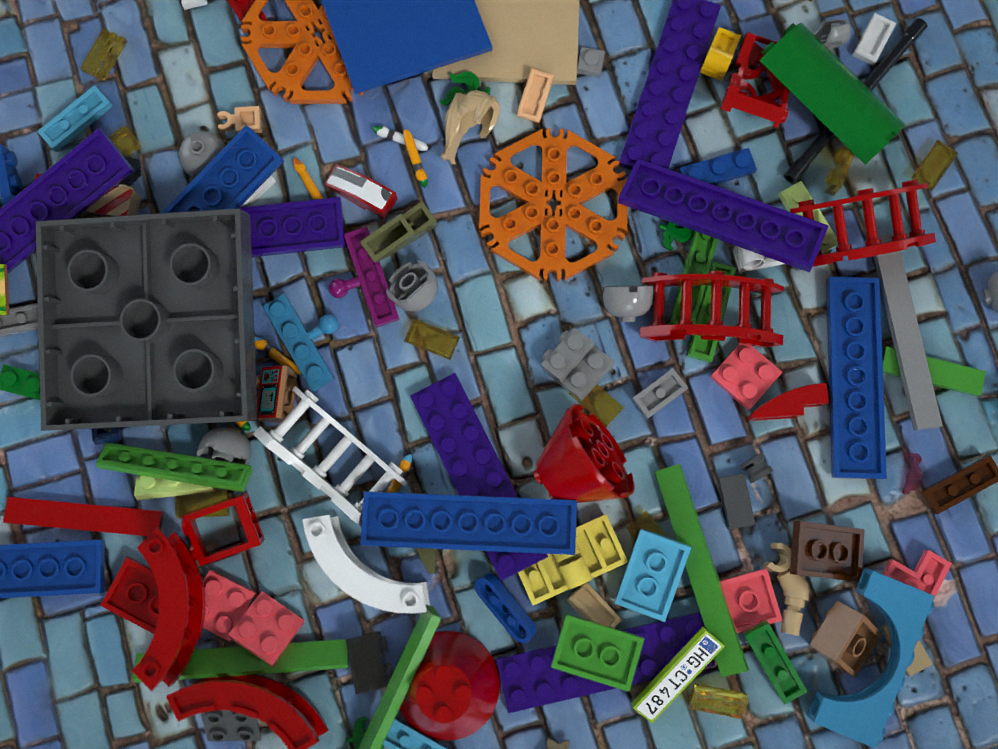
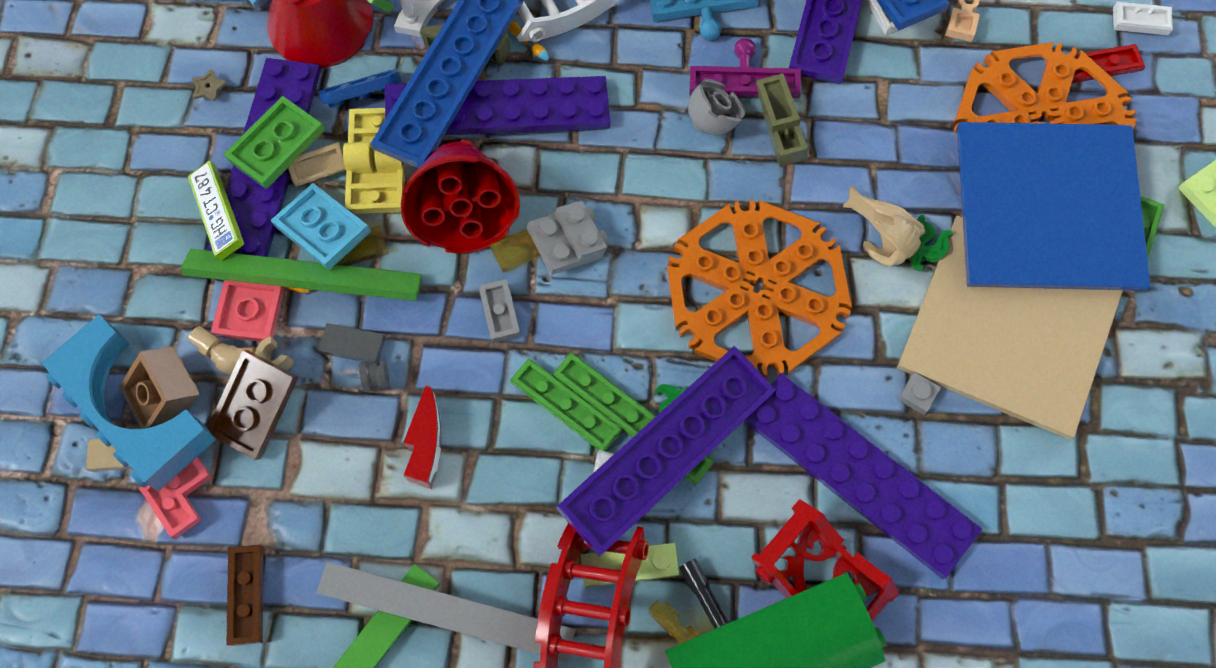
camera: 115 degrees right, 10 degrees down
(300, 168) = (874, 60): light orange piece -> none
(361, 191) = (841, 101): slope -> none
(384, 132) = (904, 149): white piece -> none
(415, 159) = (862, 165): light orange piece -> none
(432, 339) = (655, 116): clear yellow tile -> none
(535, 95) = (895, 312): light nougat plate -> none
(628, 301) = (613, 312): light grey cylinder -> none
(715, 329) = (538, 380): red fence -> none
(717, 701) = (166, 250): clear yellow plate -> none
(720, 54) = (876, 545): yellow plate -> none
(722, 167) = (731, 484): blue plate -> none
(746, 375) = (479, 412): coral plate -> none
(775, 662) = (176, 307): green plate -> none
(856, 378) = (422, 531): blue plate -> none
(914, 476) = (284, 550): clear pink piece -> none

